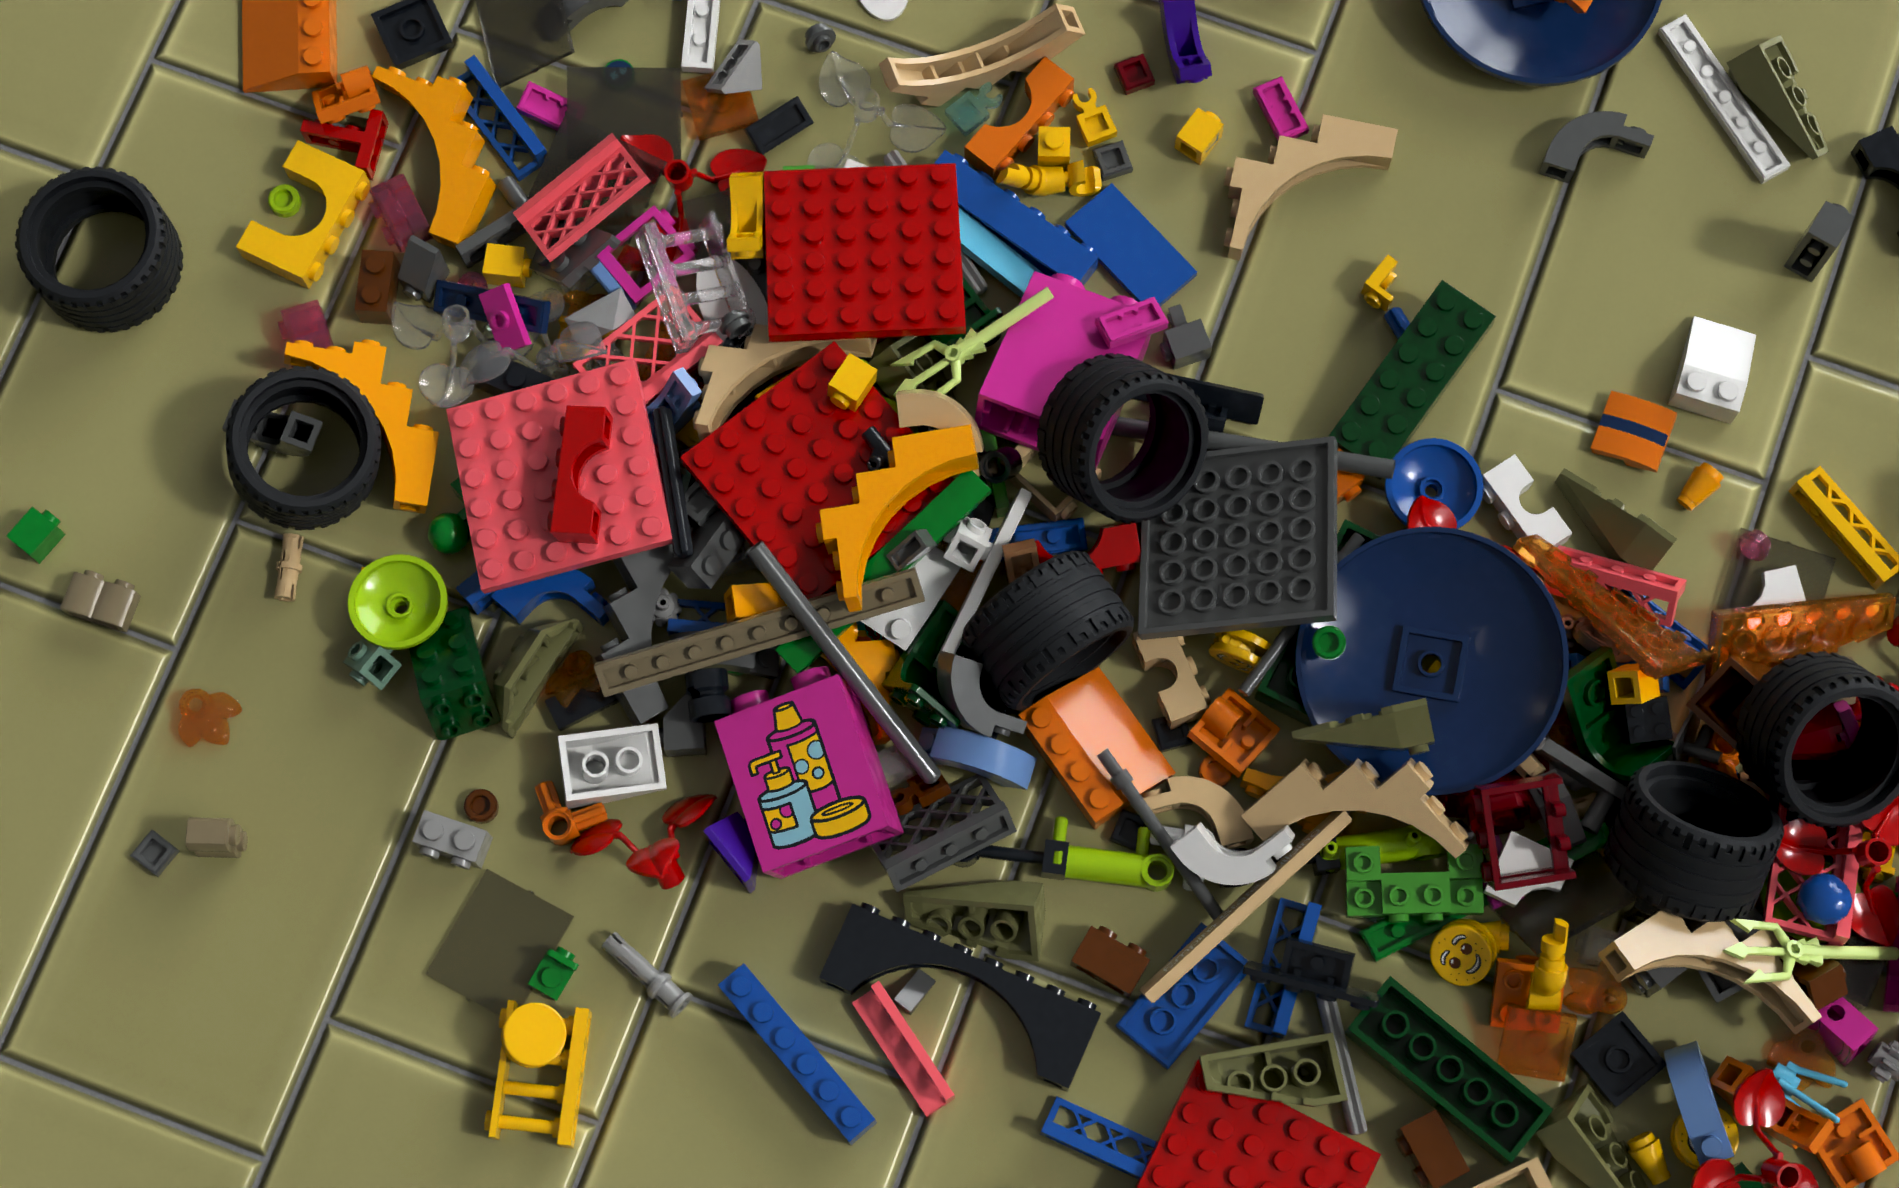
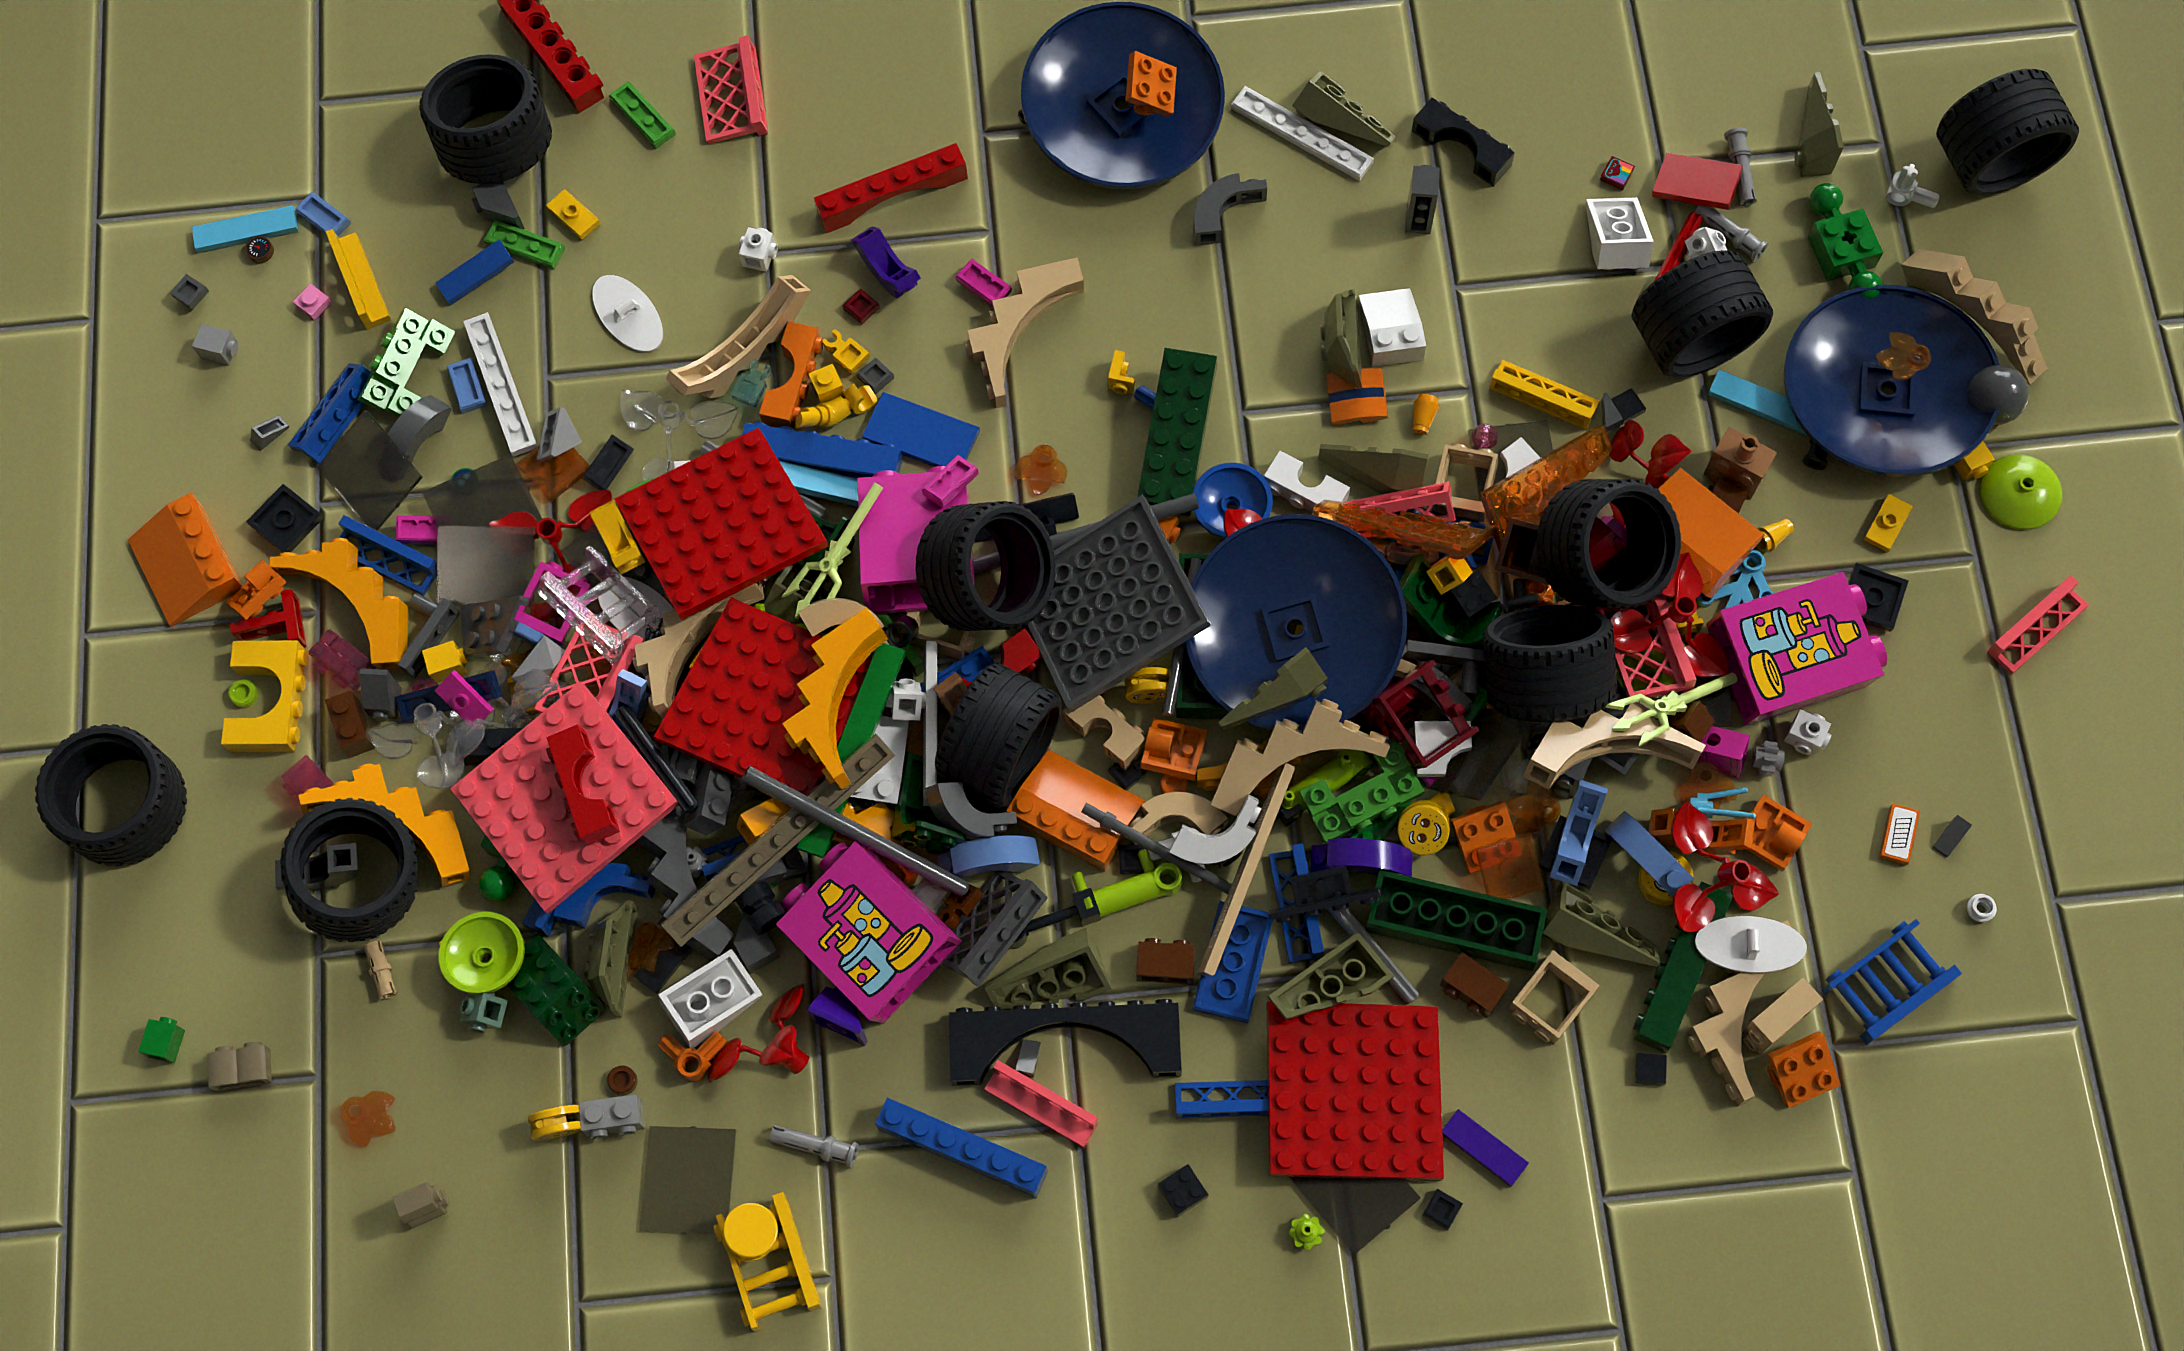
camera: 25 degrees left, 5 degrees down
(155, 853) = (376, 1242): dark grey tile -> none
(388, 818) = (553, 1122): none -> yellow head
(553, 972) = (741, 1179): green bracket -> none
(566, 194) = (474, 570): coral fence -> none
(735, 324) = (647, 620): dark grey plate -> none
(819, 38) = (608, 384): dark grey plate -> none
(851, 383) = (760, 620): yellow brick -> none
(879, 449) = (805, 660): black arm -> none
(911, 549) = (865, 722): dark grey piece -> none
(1185, 341) = (995, 481): dark grey brick -> none
(1199, 135) = (932, 328): yellow brick -> none
(1239, 354) = (1041, 473): none -> clear orange plate
(1329, 642) = (1213, 645): green tile -> none
(1379, 952) = (1362, 856): none -> dark purple arch
(1549, 970) = (1495, 806): yellow piece -> none
(1629, 1043) = (1577, 832): none -> medium blue arch
(1648, 1154) = (1632, 911): yellow cone -> none
(1650, 358) = (1343, 338): none -> olive wedge
(1717, 553) = (1480, 458): none -> tan window
(1824, 899) = (1664, 659): blue hair -> none

